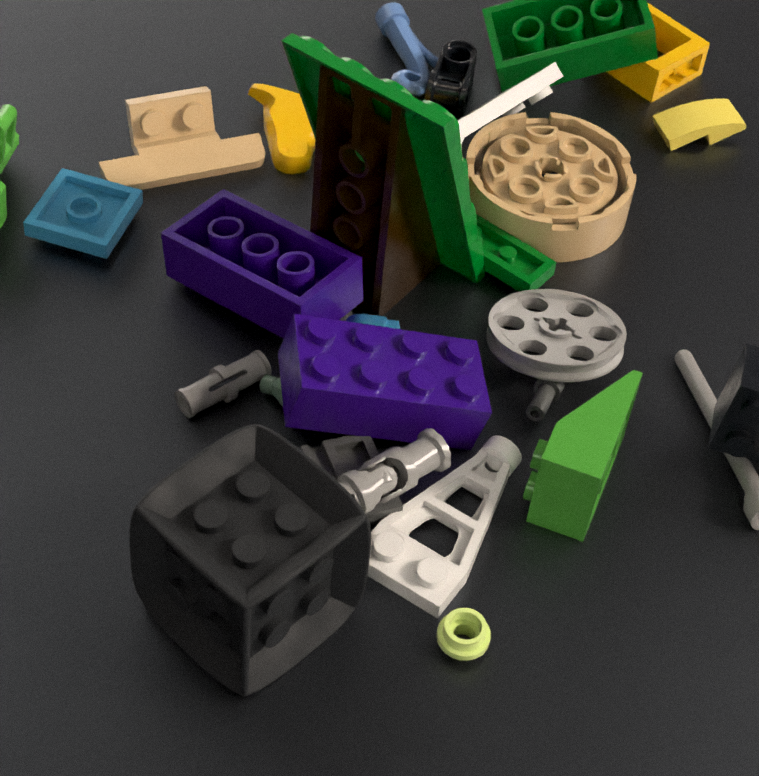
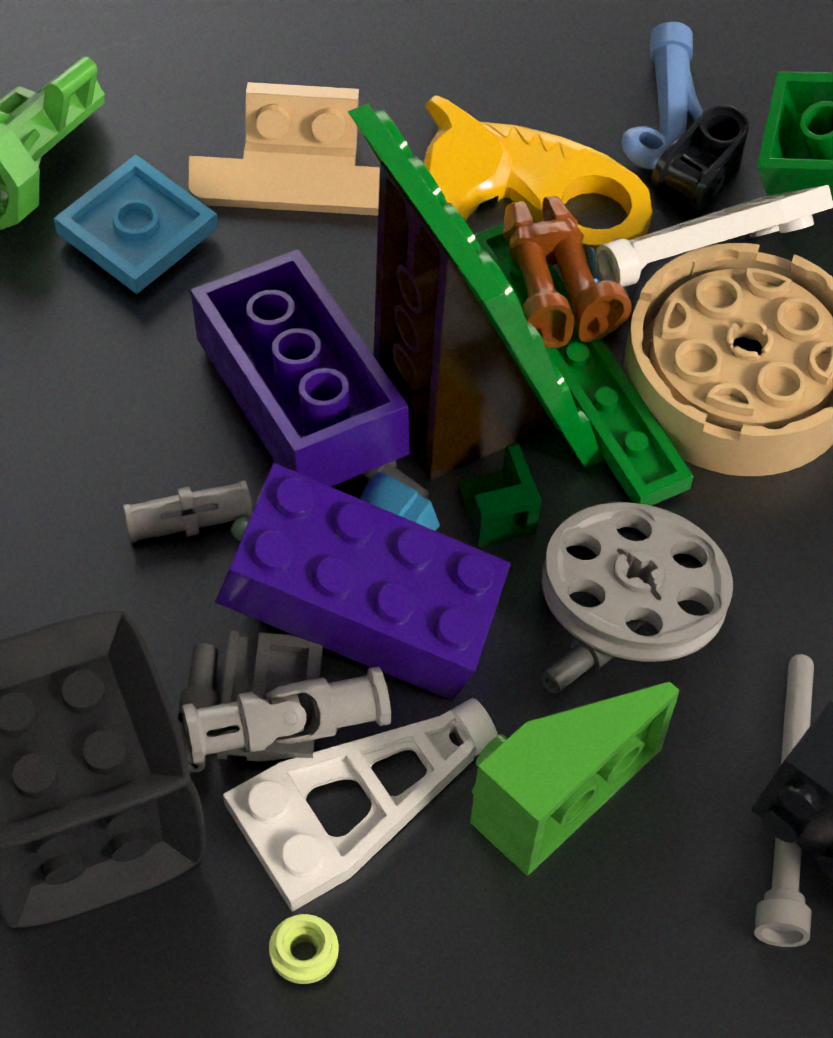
camera: 25 degrees right, 10 degrees up
(442, 311) = (503, 502): none -> dark green panel

